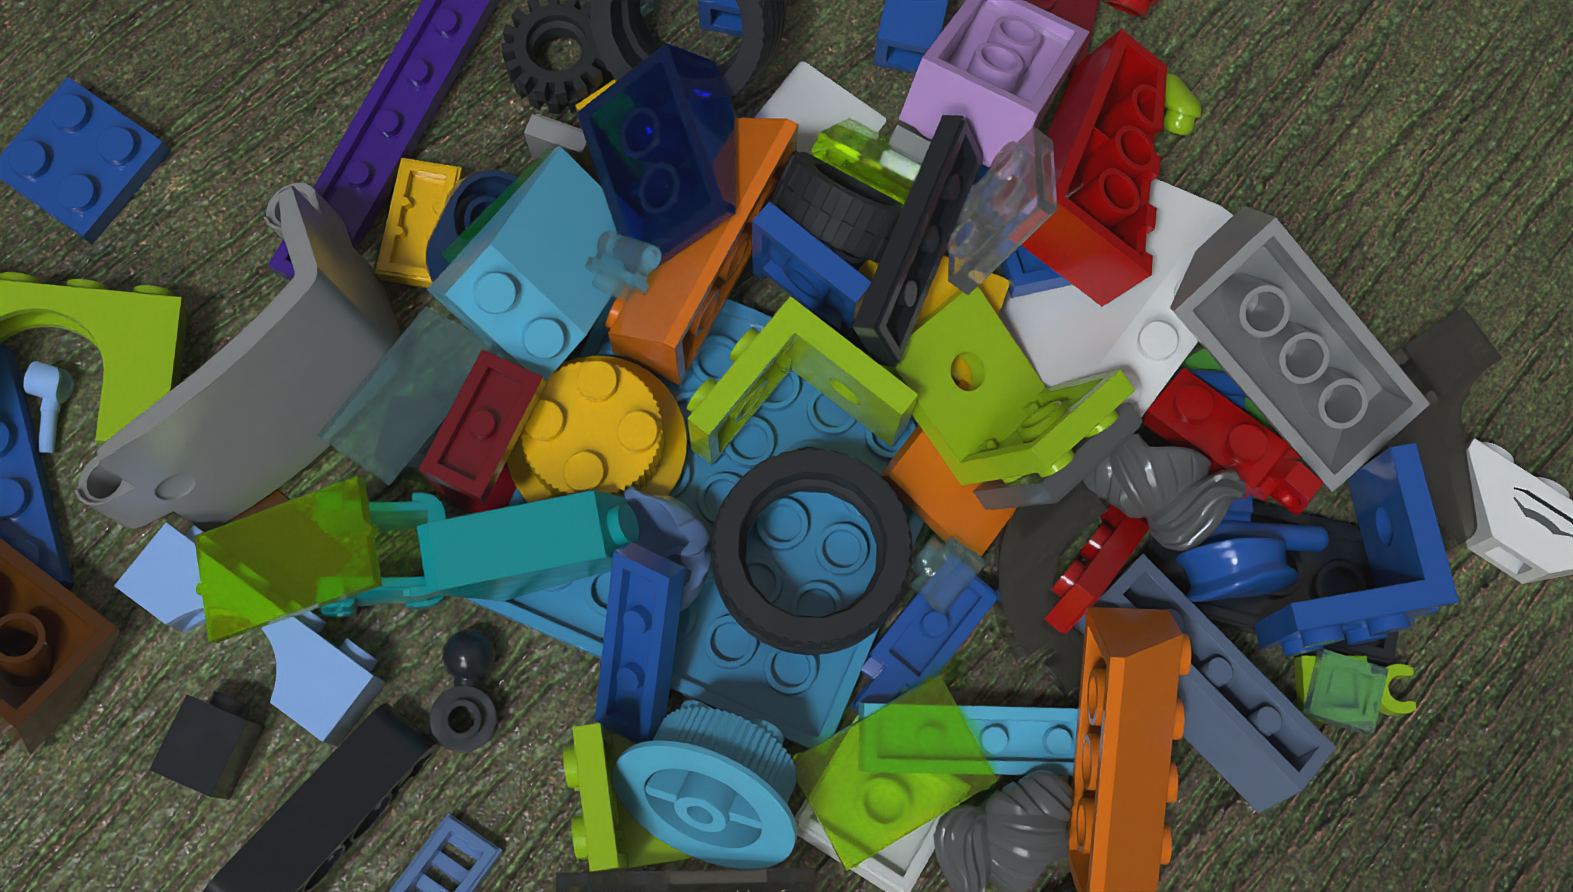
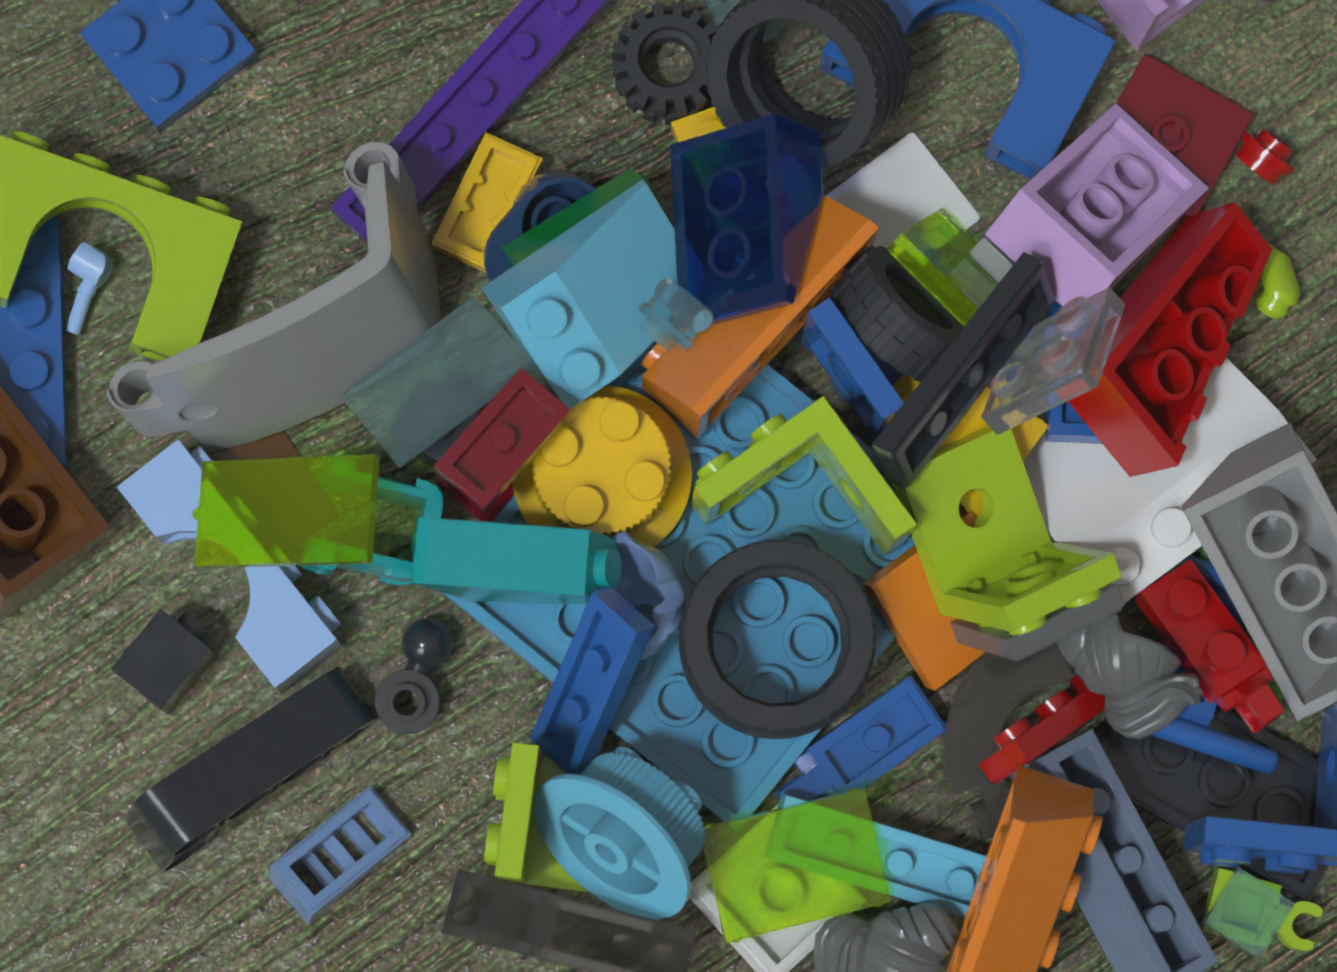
camera: 15 degrees right, 5 degrees up
(548, 133) = (645, 158): light grey tile -> none
(944, 572) = (899, 692): clear light blue plate -> none
(1237, 569) = (1177, 769): blue piece -> none

